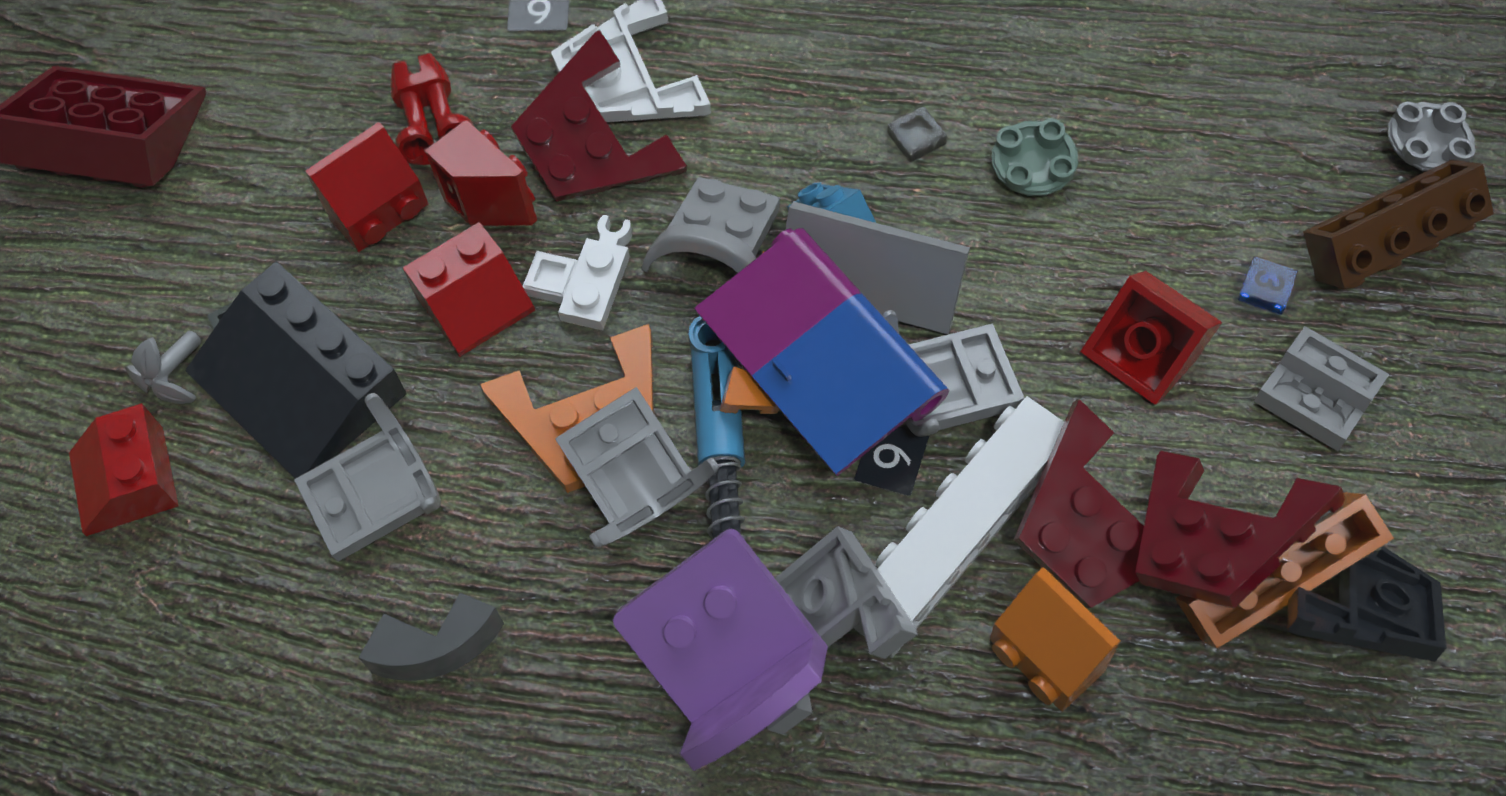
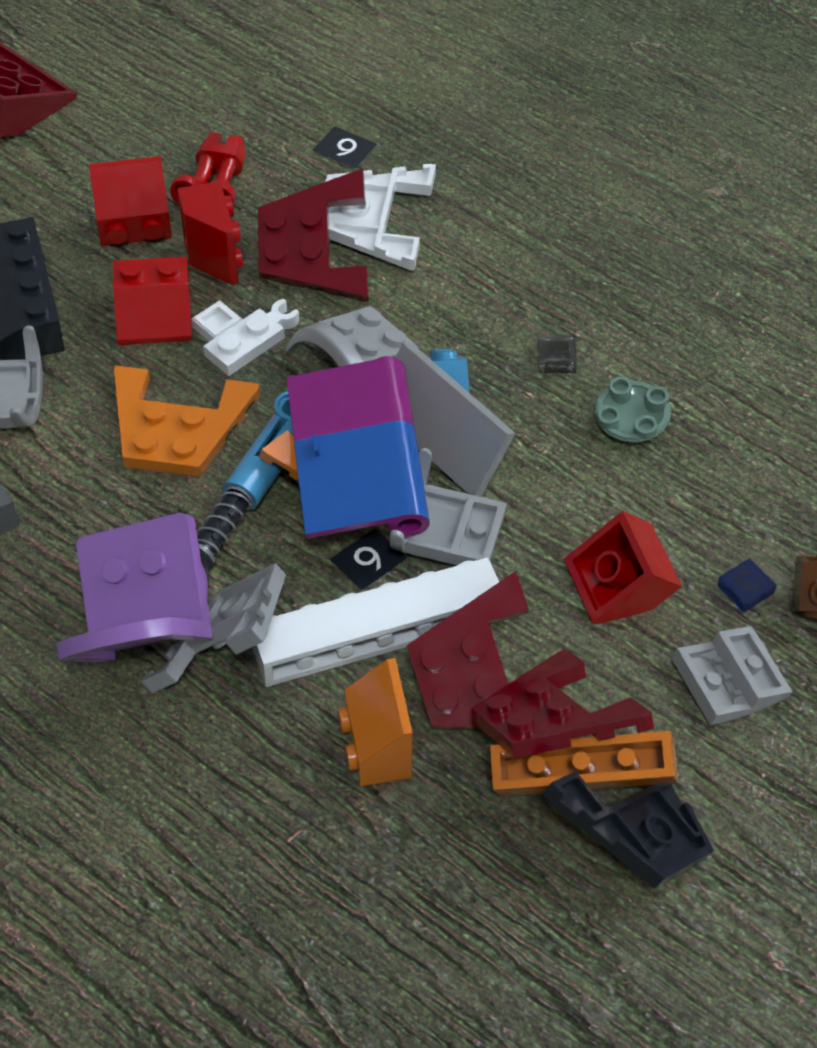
camera: 25 degrees right, 10 degrees down
(630, 466) = (170, 463): light grey piece -> none

